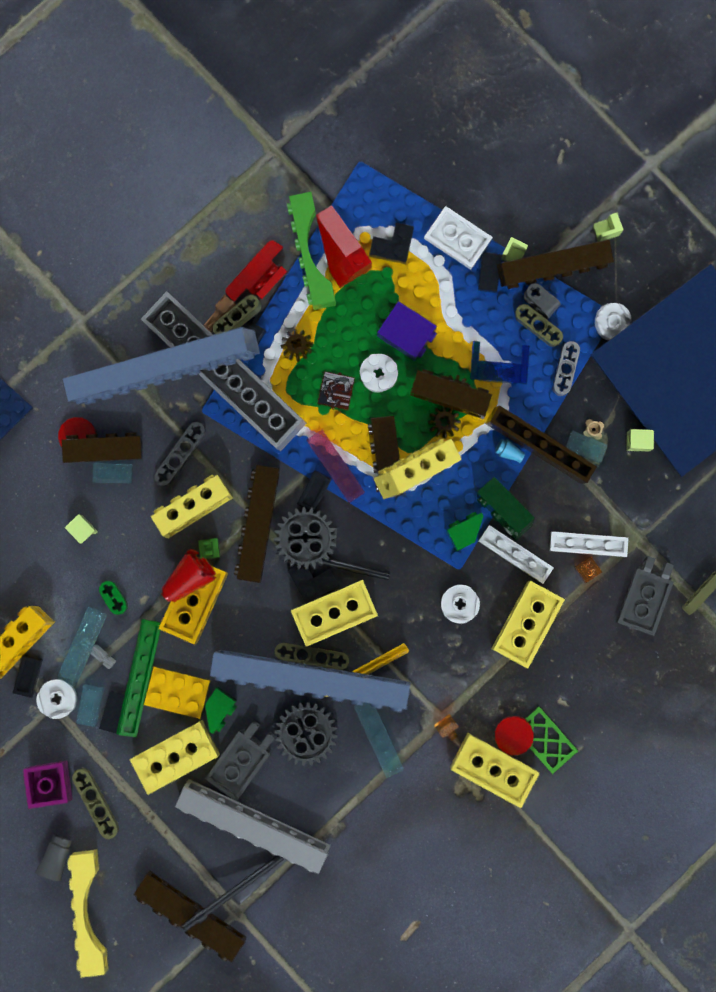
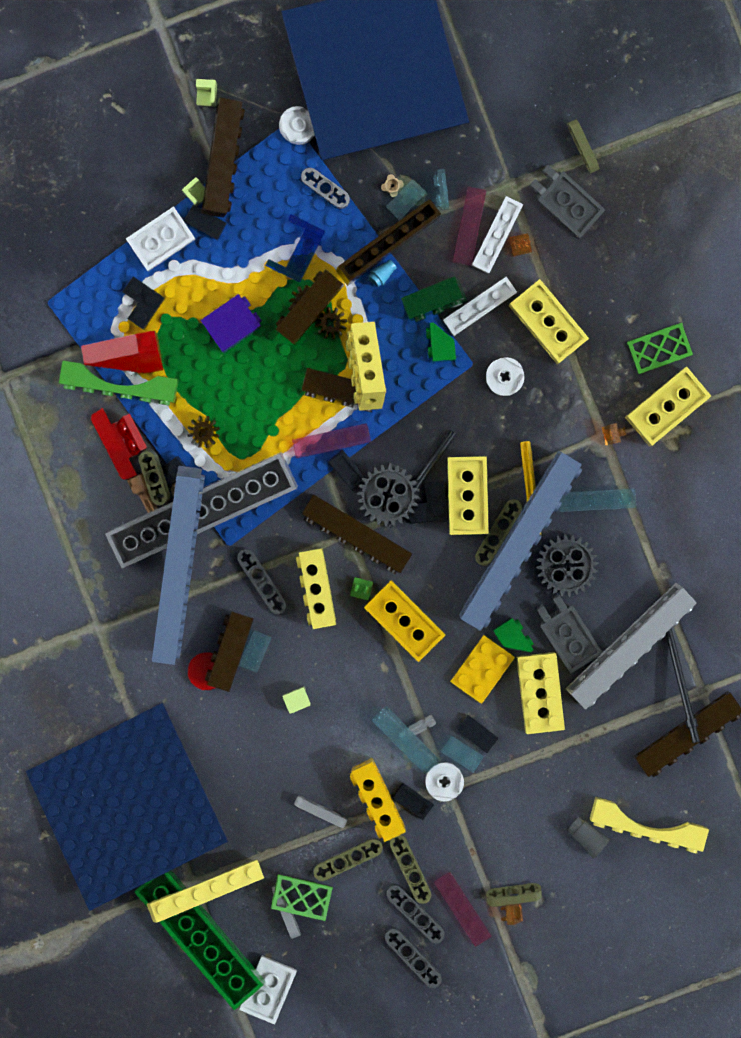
camera: 70 degrees left, 5 degrees up
(47, 784) = (519, 817): magenta brick -> none
(93, 804) = (553, 784): olive beam -> none
(110, 600) = (373, 699): green beam -> none
(139, 678) = (455, 698): green tile -> none
(188, 577) = (382, 615): red cone -> none
(336, 390) = (260, 412): piece -> none
(373, 363) = (270, 366): white plate -> none
(514, 735) = (644, 375): red tile -> none
(539, 333) = (259, 200): olive beam -> none
(542, 302) = (255, 183): dark grey piece -> none
(586, 515) = (469, 226): none -> clear pink tile
(602, 479) = (440, 182): none -> clear light blue plate
(640, 440) = (420, 147): yellowish green panel -> none

